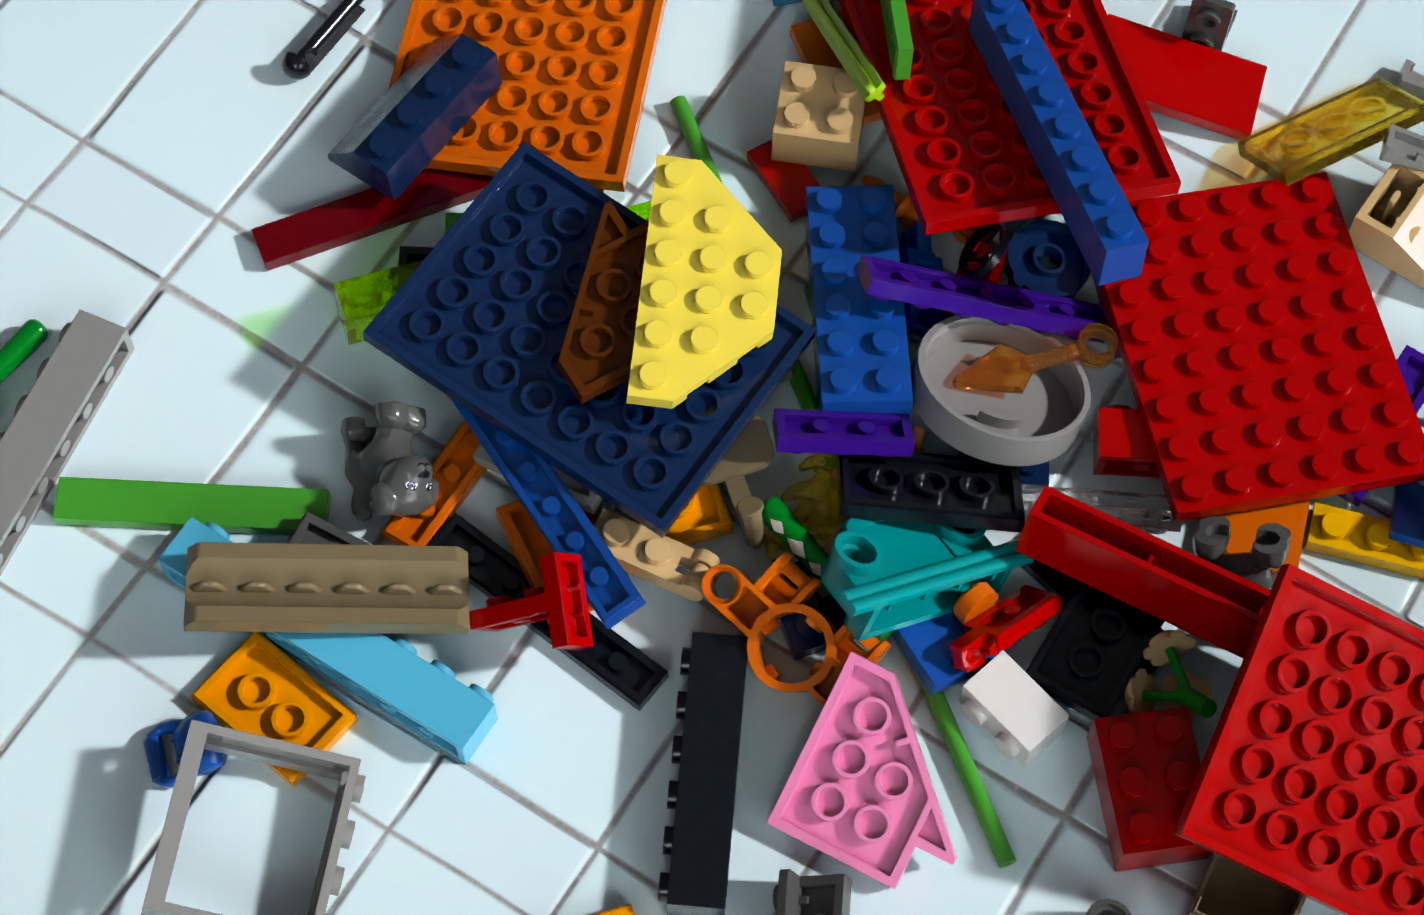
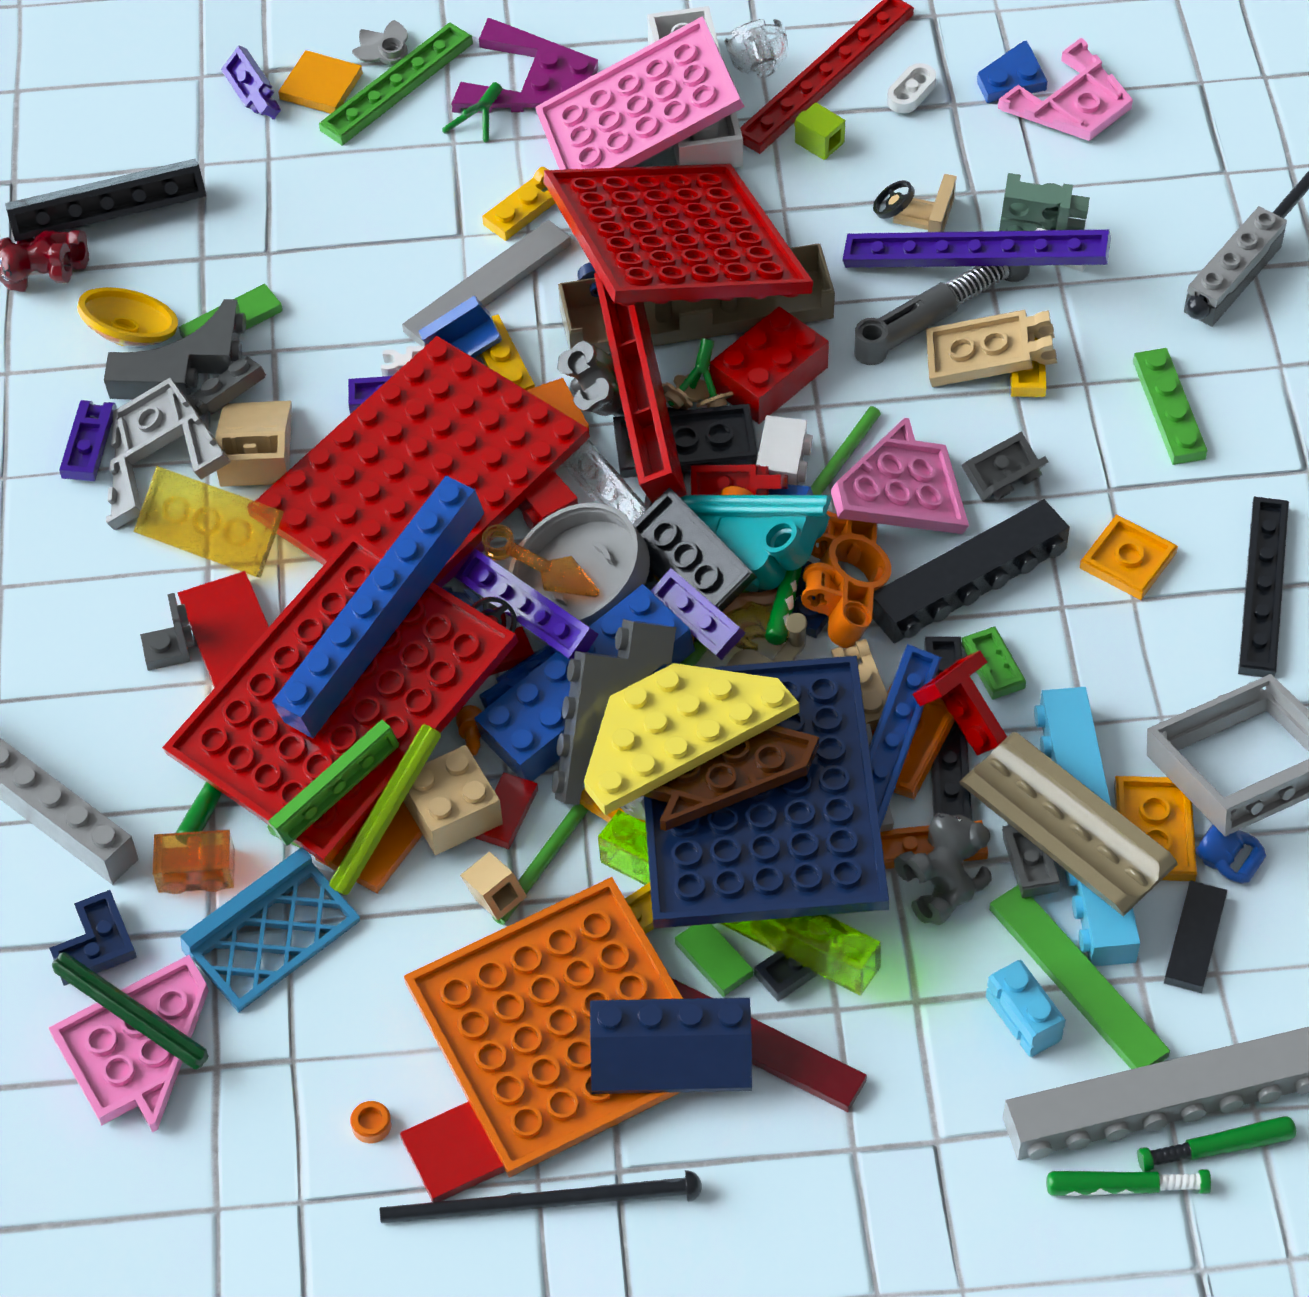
camera: 125 degrees left, 10 degrees down
(136, 643) = (1195, 936): none -> black tile
(199, 426) = (1025, 1008): none -> medium azure brick
(581, 709) = (1001, 673): none -> bright green plate
(704, 100) = (493, 885): none -> tan brick
(812, 284) = (593, 680): none -> dark grey arch

